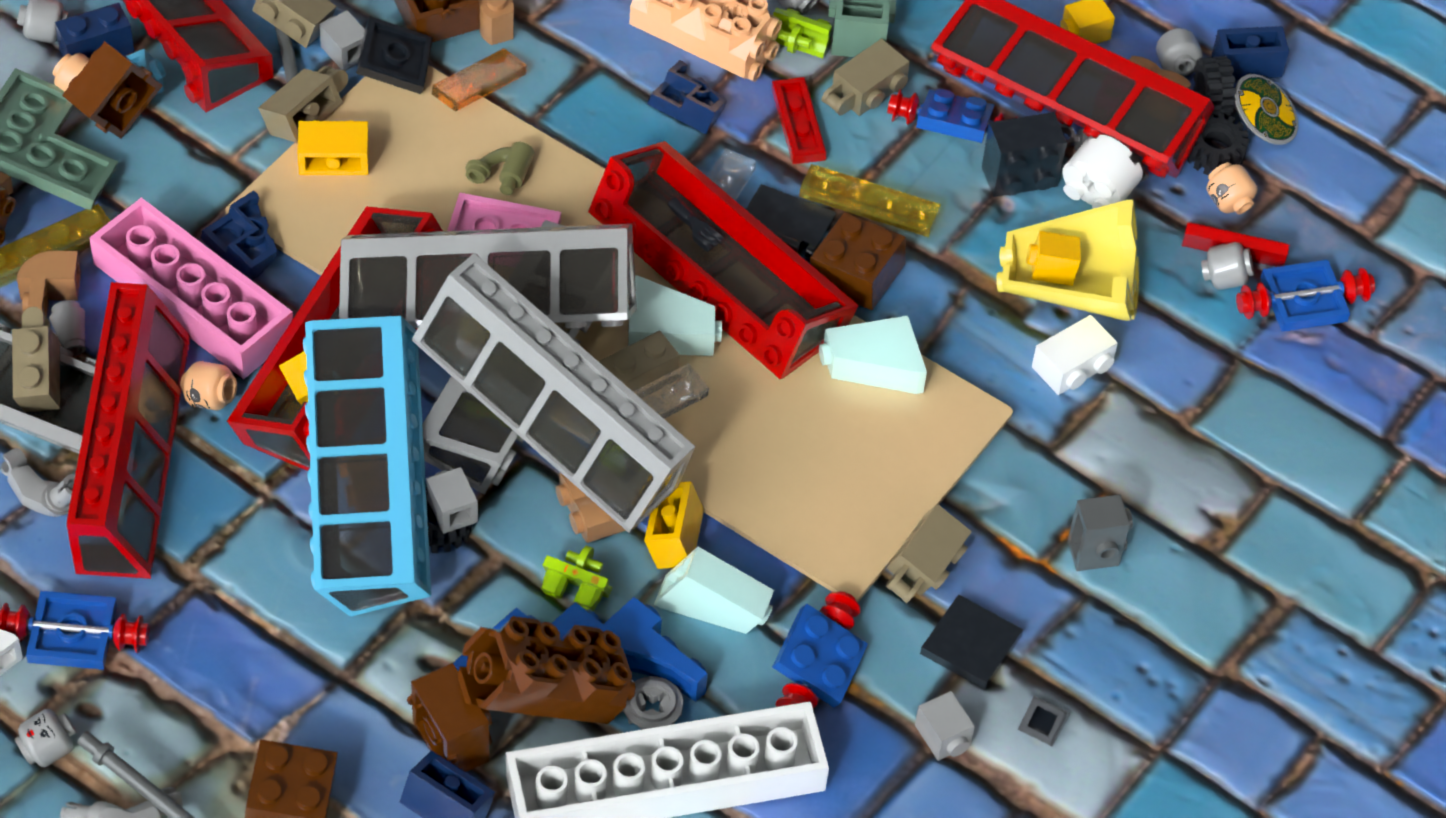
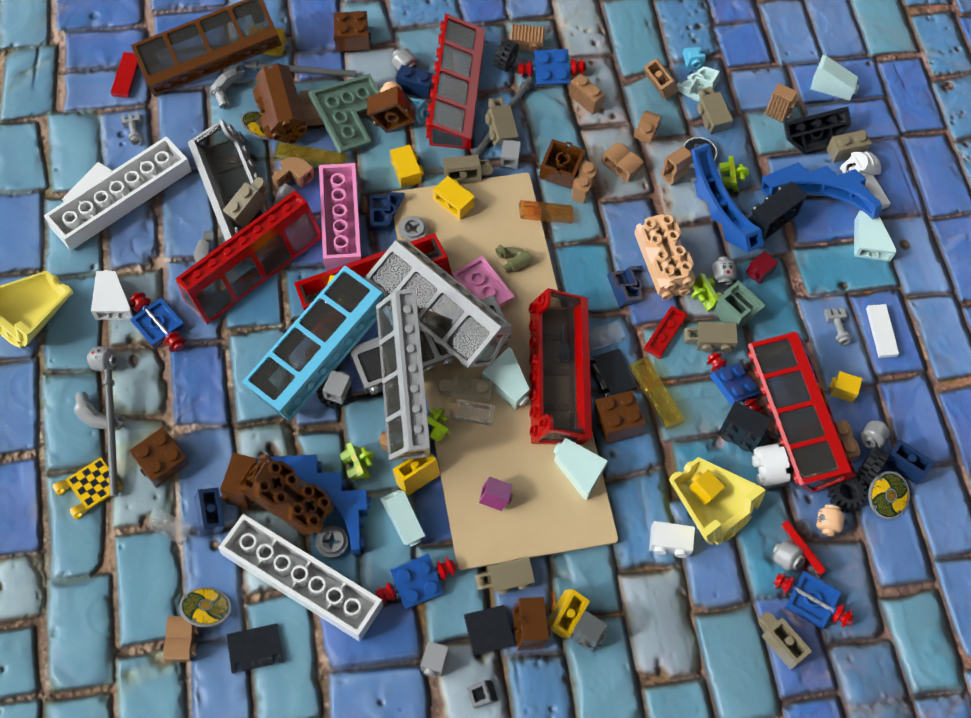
camera: 45 degrees right, 10 degrees up
(208, 385) = (306, 262): light nougat head -> none
(209, 158) = (406, 166): none -> yellow brick
(308, 222) = (414, 222): none -> light grey gear
(394, 55) = (519, 175): black tile -> none
(809, 466) = (495, 493): none -> magenta brick
(1020, 580) = (531, 623): none -> reddish brown brick
(1048, 536) = (567, 613): none -> yellow brick
(1323, 362) = (783, 640): none -> dark tan brick

